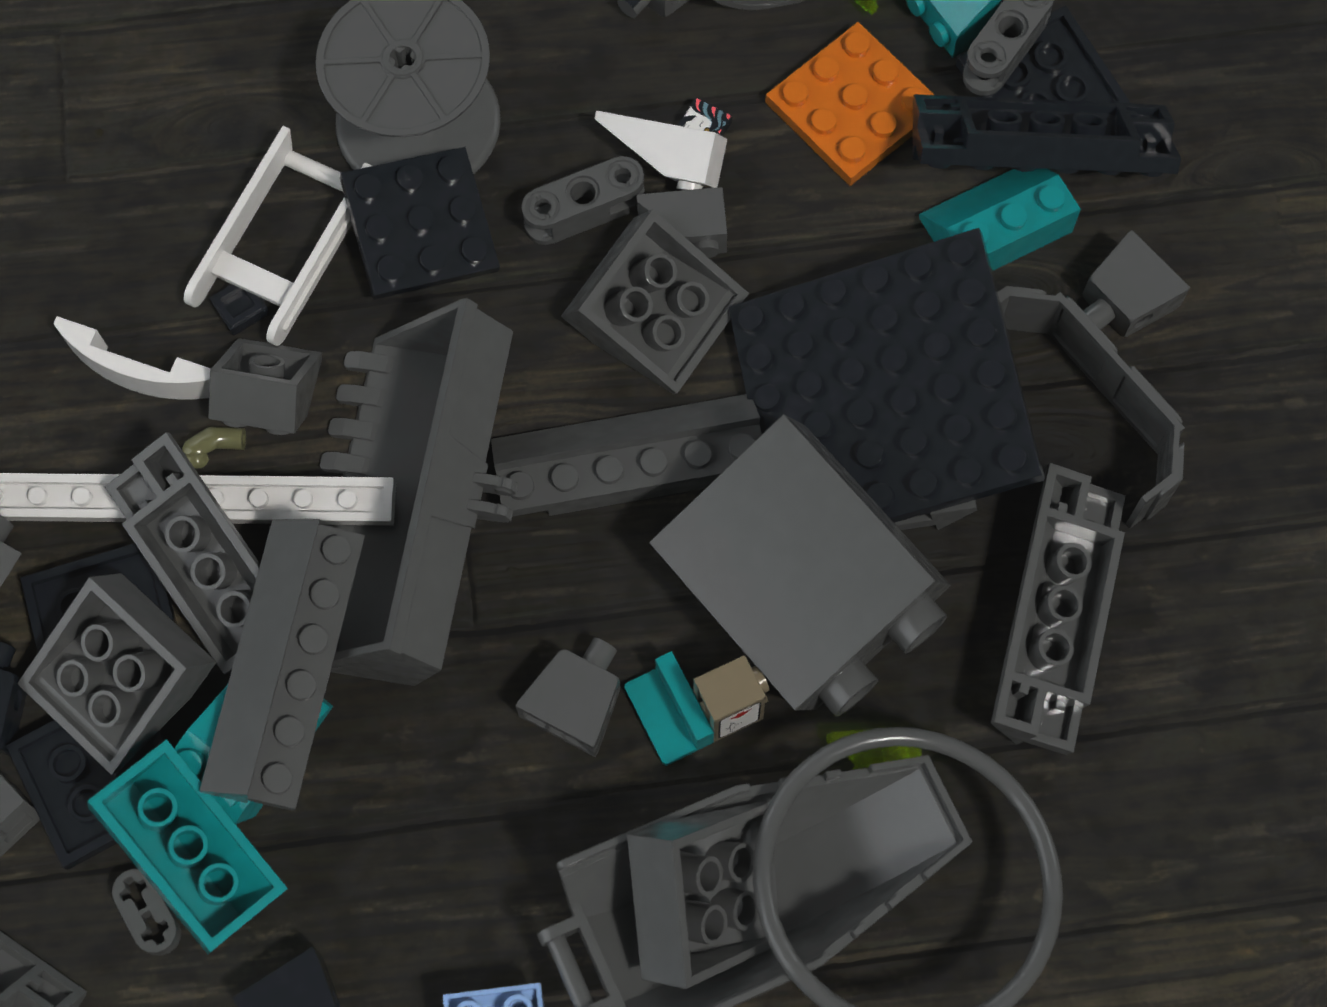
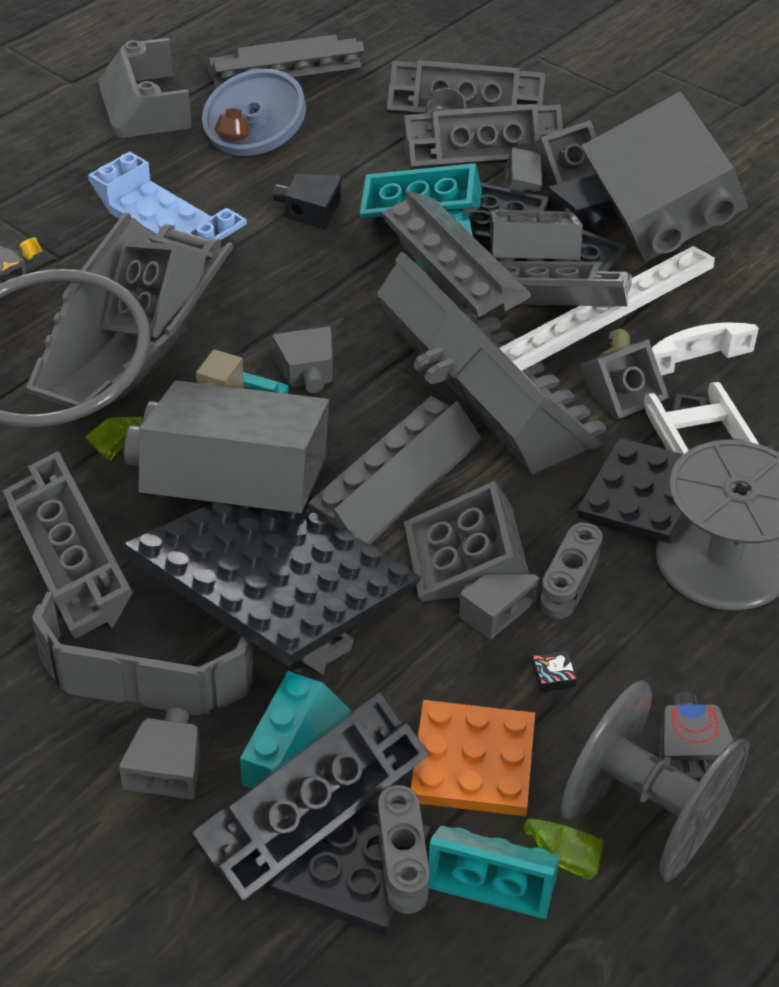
camera: 135 degrees right, 25 degrees down
(676, 151) = (559, 627): white slope -> none

